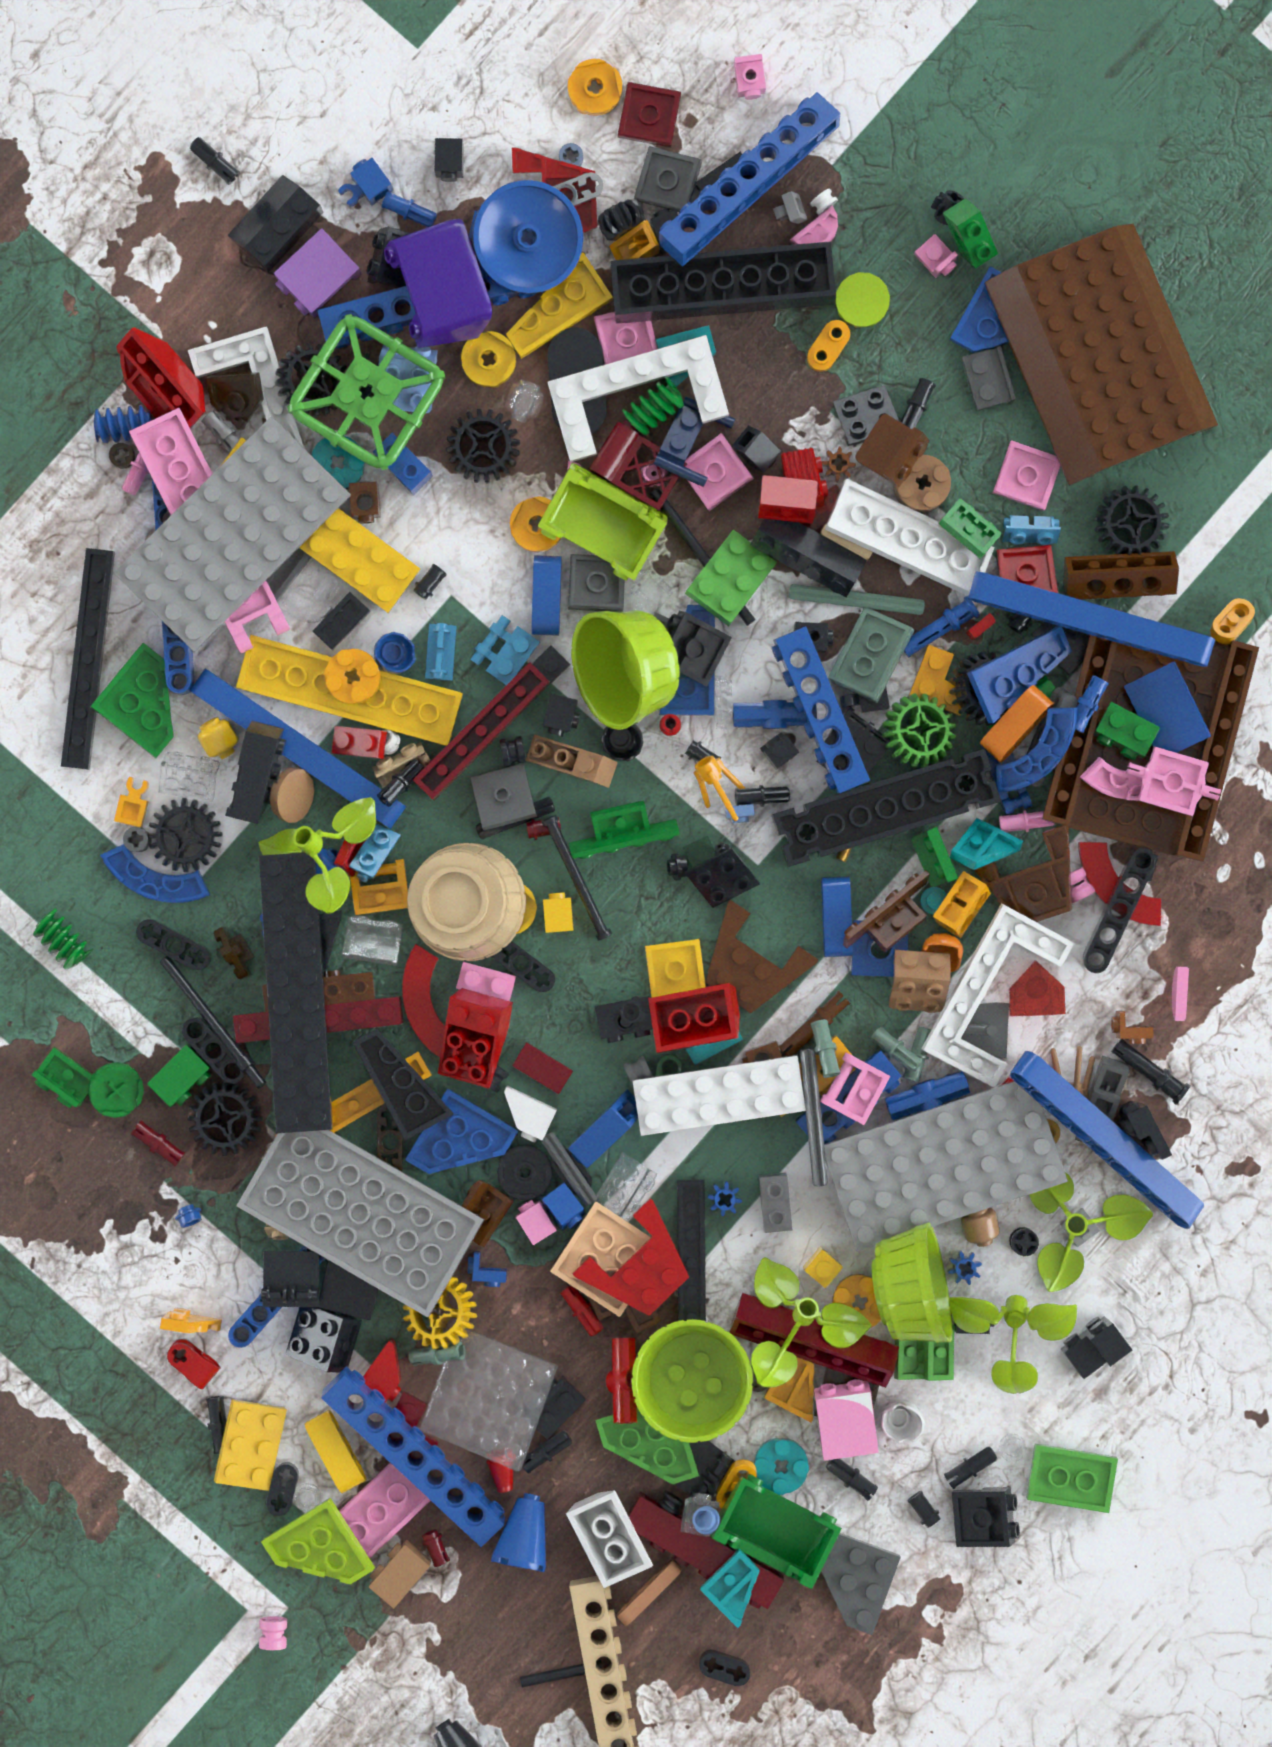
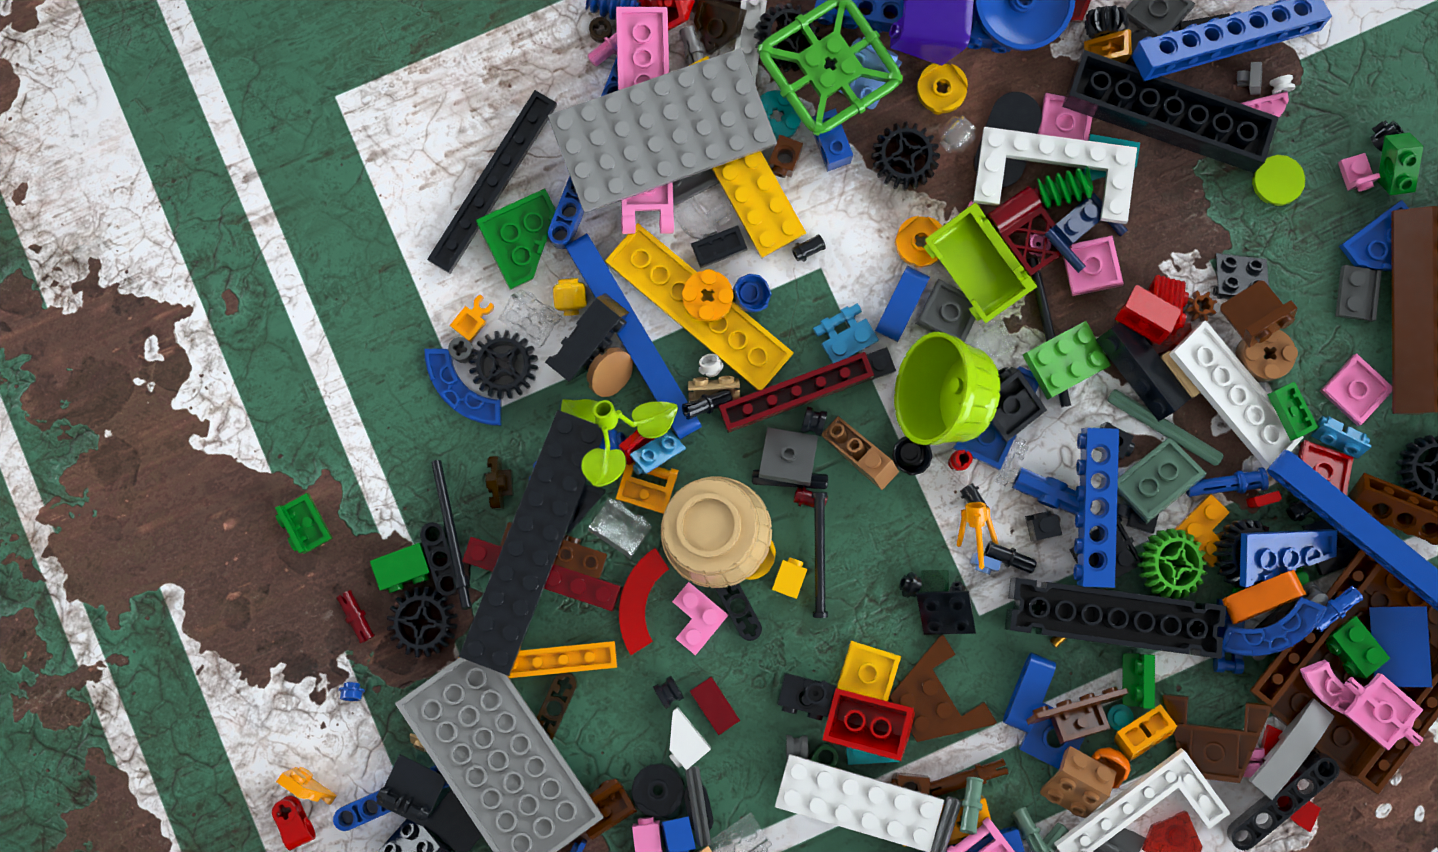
camera: 25 degrees right, 5 degrees down
(61, 940) = (356, 405): green piece -> none
(115, 1089) = (341, 553): green tile -> none
(195, 948) = (444, 433): black beam -> none
(359, 742) = (687, 354): plate -> none
(403, 1091) = (586, 672): black wedge -> none
(440, 651) = (790, 310): dark azure hinge -> none
(461, 1138) = (616, 731): blue plate -> none
(474, 1036) = (668, 651): red slope -> none
(560, 308) = (1021, 72): yellow wing -> none
(561, 715) = (869, 410): black brick -> none
(605, 1130) = (745, 786): blue slope -> none
(621, 828) = (877, 529): green bracket -> none
(756, 449) = (1136, 261): black brick -> none
(829, 345) = (1234, 204): light orange plate -> none
(917, 403) = (1289, 286): black axle -> none
(984, 845) = (1187, 690): teal wing -> none
(1023, 821) = (1228, 684): bright pink axle -> none
(1105, 855) = (1292, 748): none -> light grey slope

